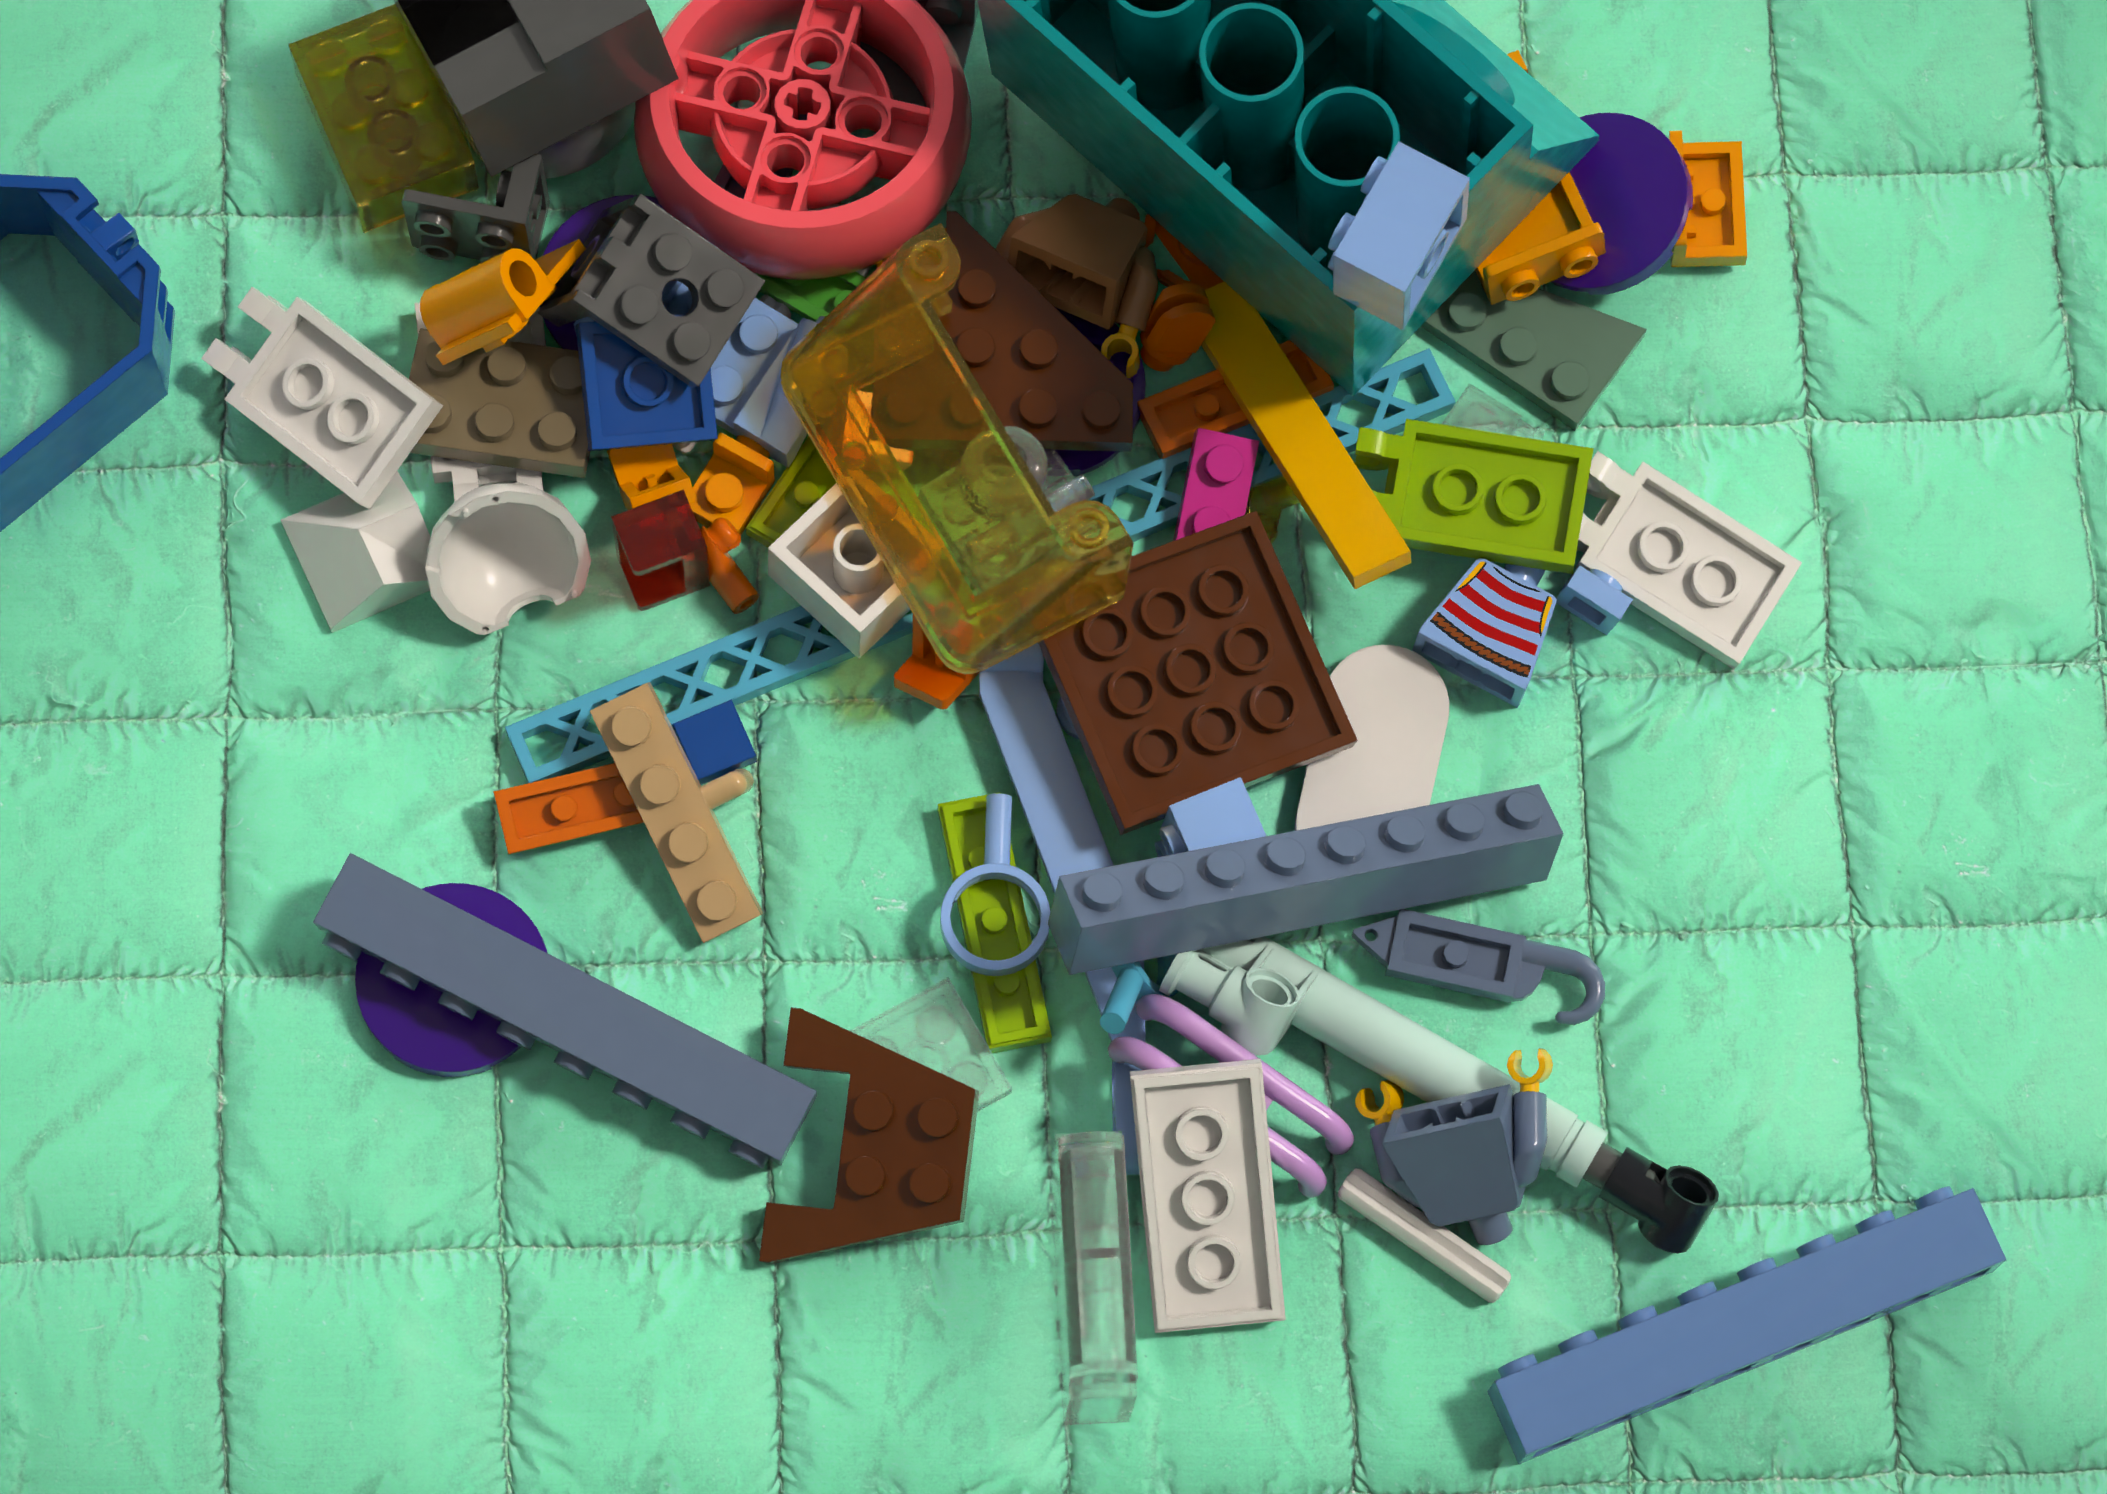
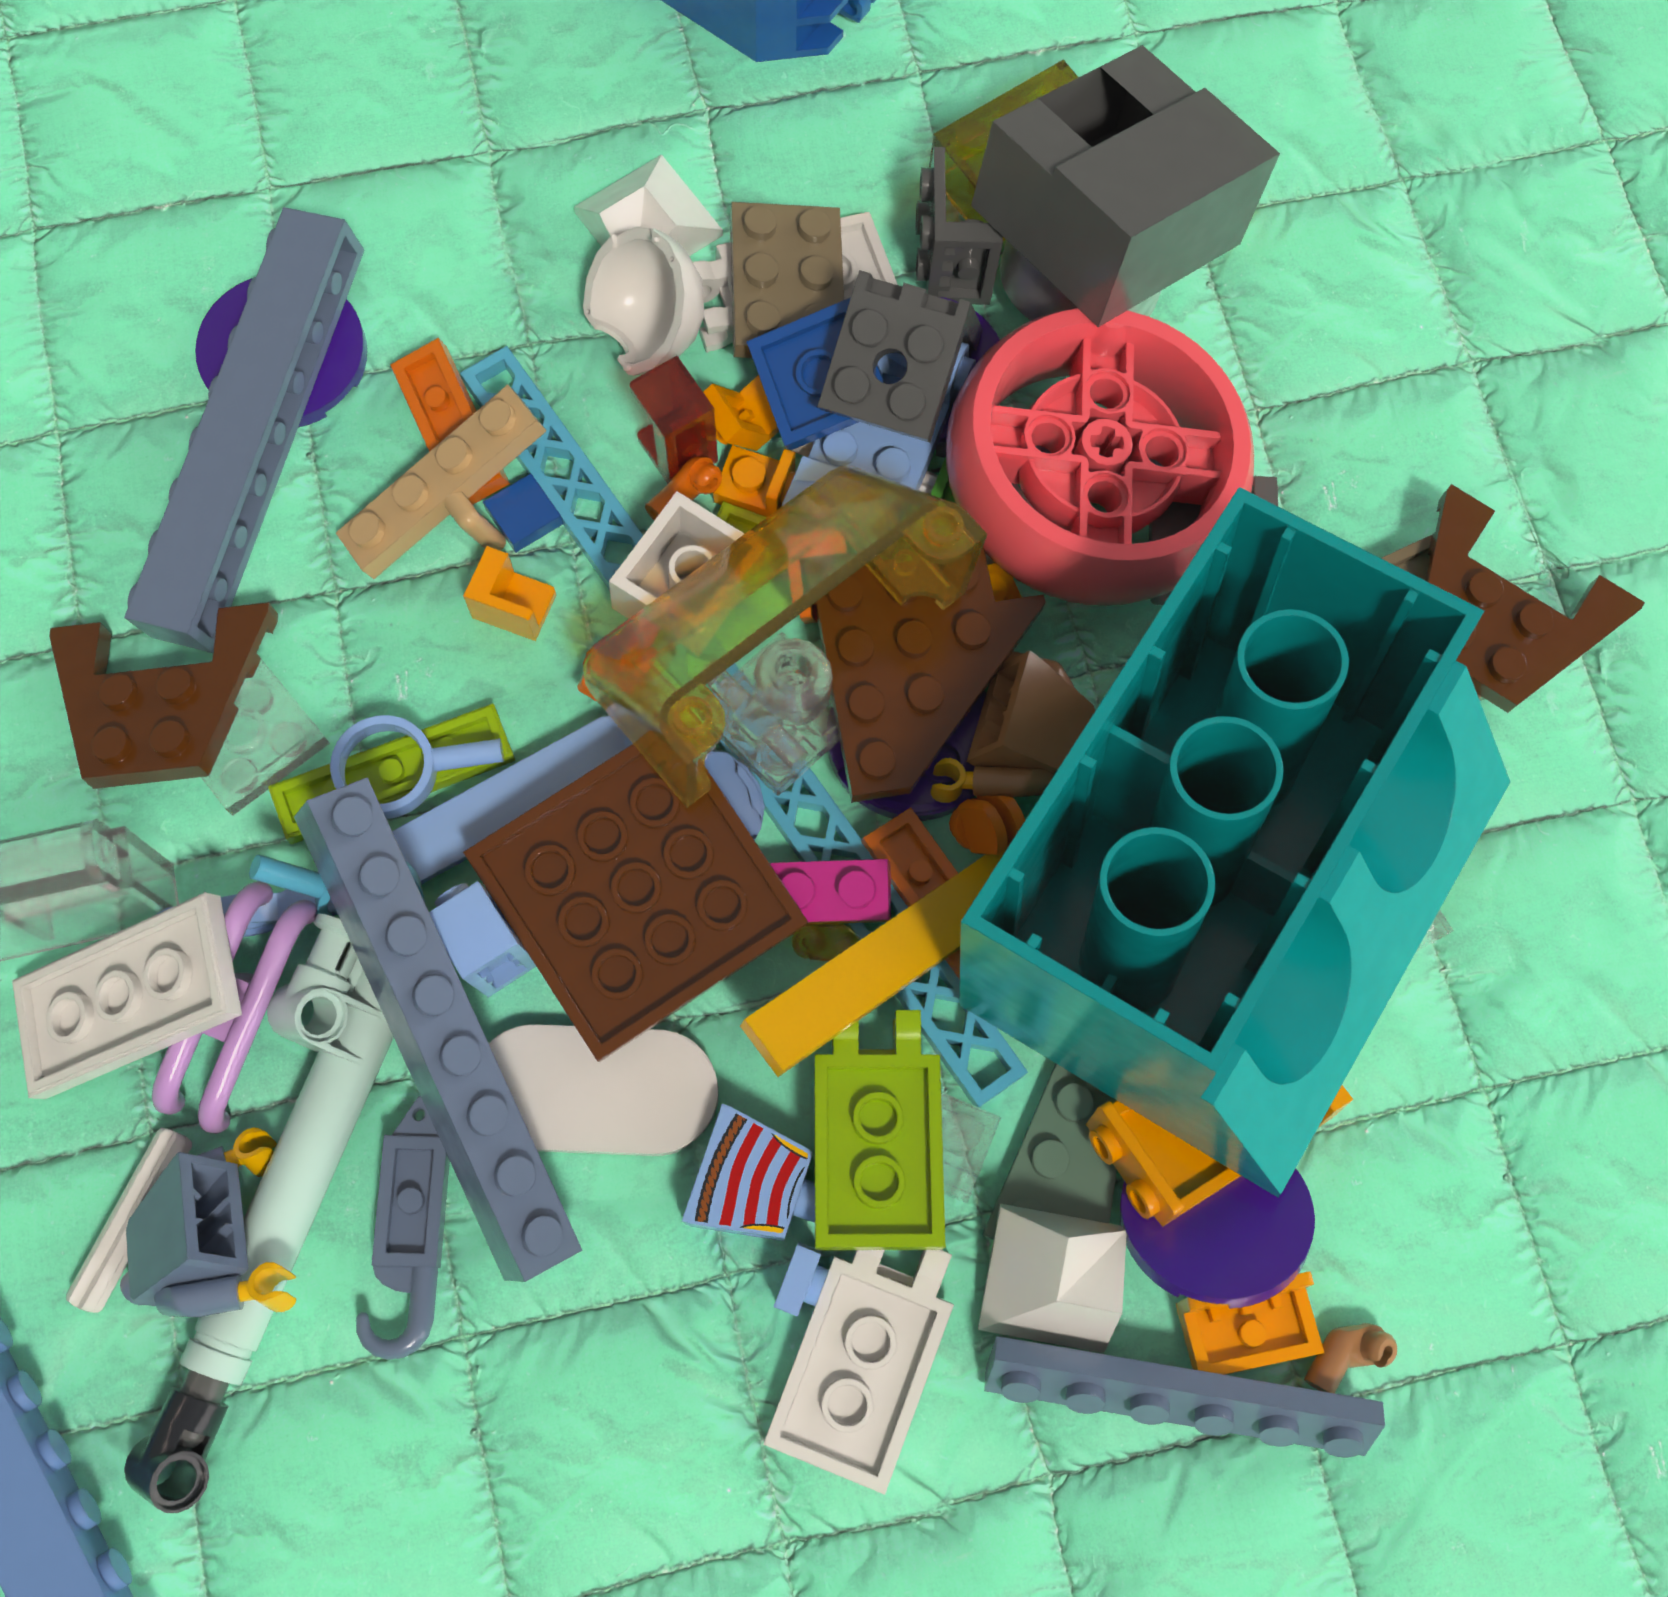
camera: 80 degrees right, 0 degrees up
(325, 396) = (760, 145): white tile -> none
(492, 299) = (845, 231): light orange piece -> none
(817, 769) = (507, 598): none -> light orange panel
(1399, 234) = (1034, 931): light blue brick -> none
(1634, 364) = (1054, 1279): none -> white slope
(1738, 121) = (1350, 1348): none -> medium nougat arm
(1758, 278) = (1183, 1396): none -> sand blue plate

